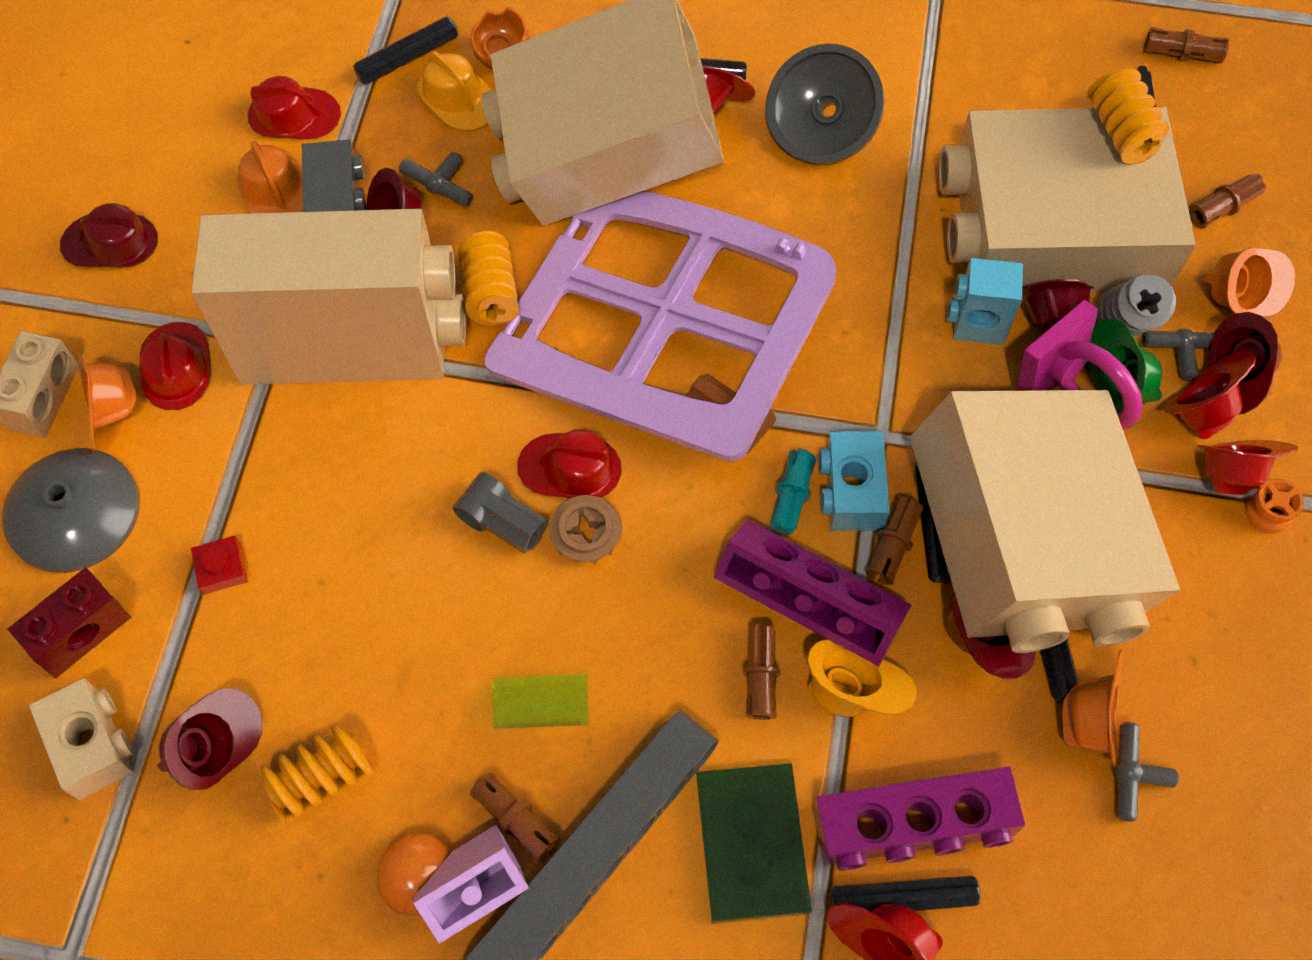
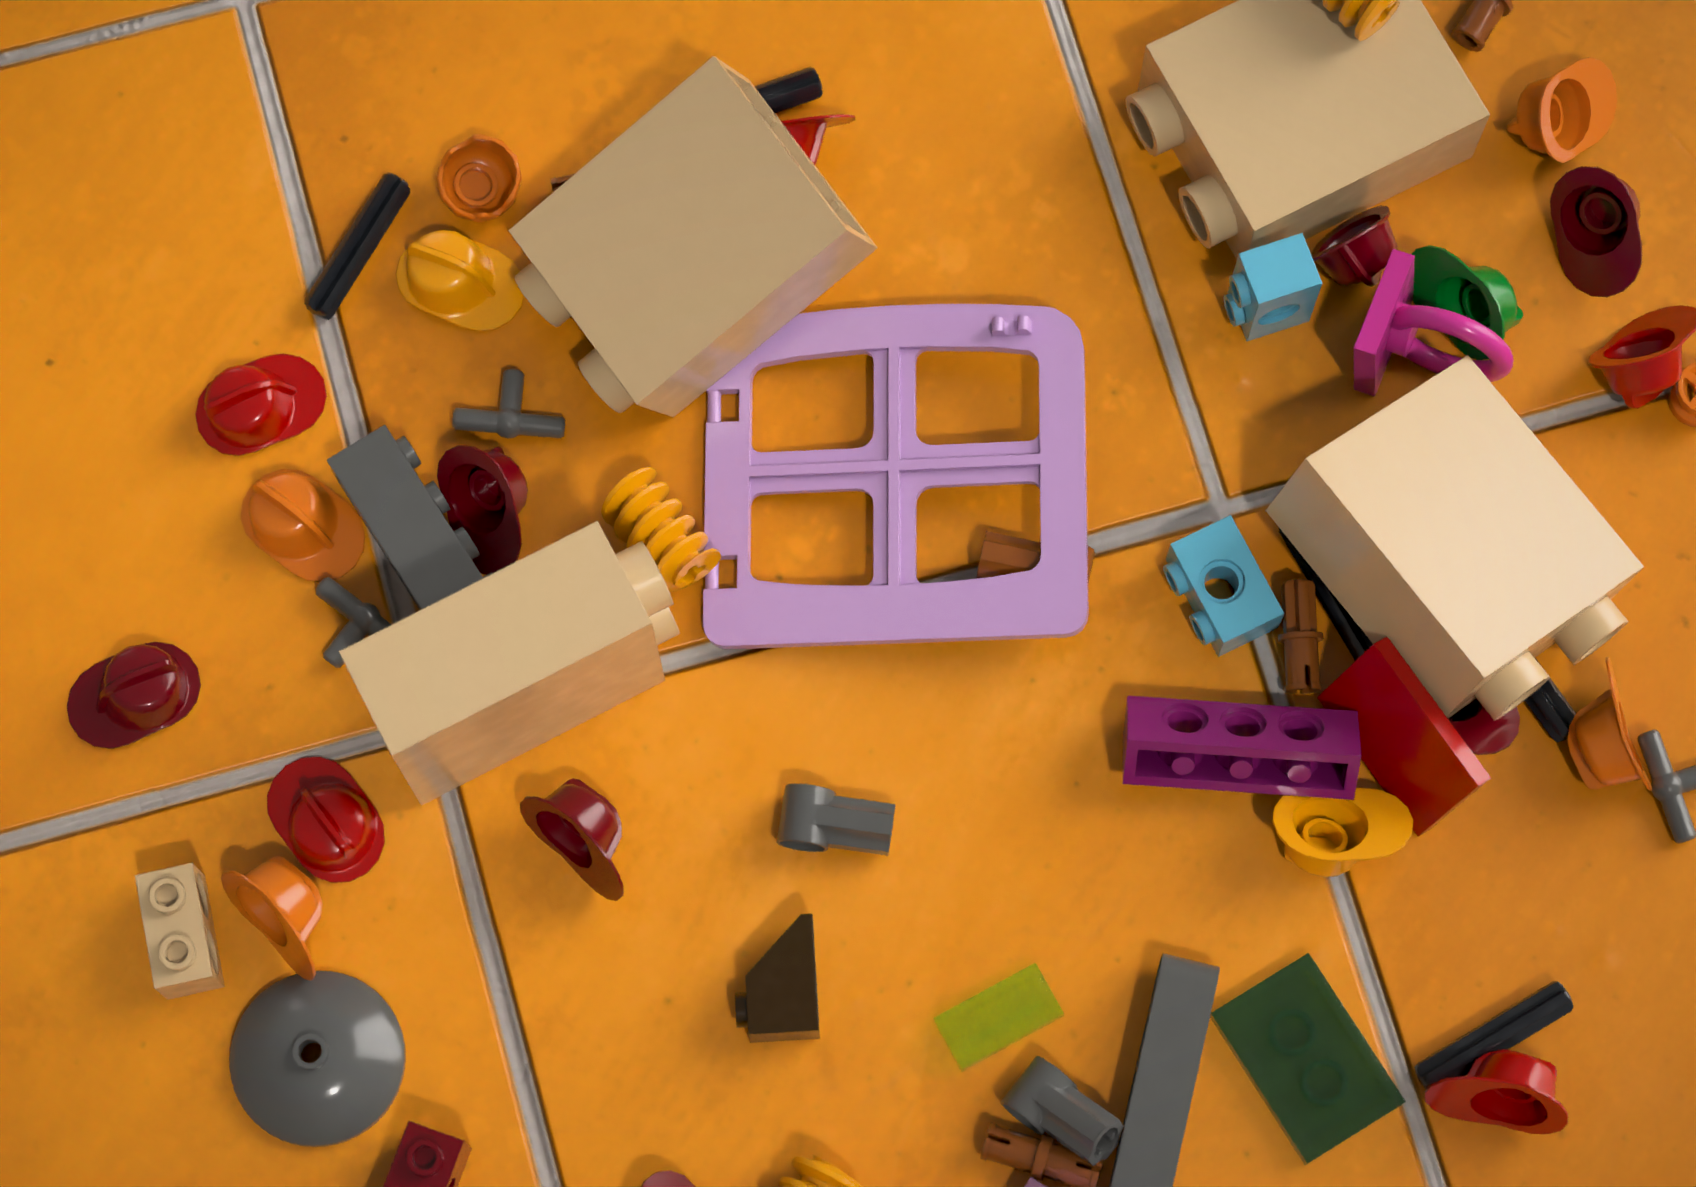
camera: 25 degrees left, 10 degrees up
(219, 565) = (540, 1039): red plate -> none
(326, 436) = (580, 829): none -> dark red piece
(400, 606) = (782, 989): none -> dark brown slope
(544, 785) = (1052, 1104): none -> dark grey piece
(569, 465) = (878, 721): red piece -> none
(598, 514) = (942, 765): medium nougat gear -> none
(761, 673) = (1226, 866): dark orange axle -> none
(793, 491) = (1157, 633): teal axle -> none
(809, 84) = (940, 133): dark grey dish -> none
(940, 638) = (1406, 736): none -> red tile
(987, 792) = (1534, 885): magenta brick -> none
(1138, 303) = (1448, 215): light grey piece -> none
(1185, 342) = (1517, 222): dark grey piece -> none
(1213, 395) = (1579, 287): red piece -> none

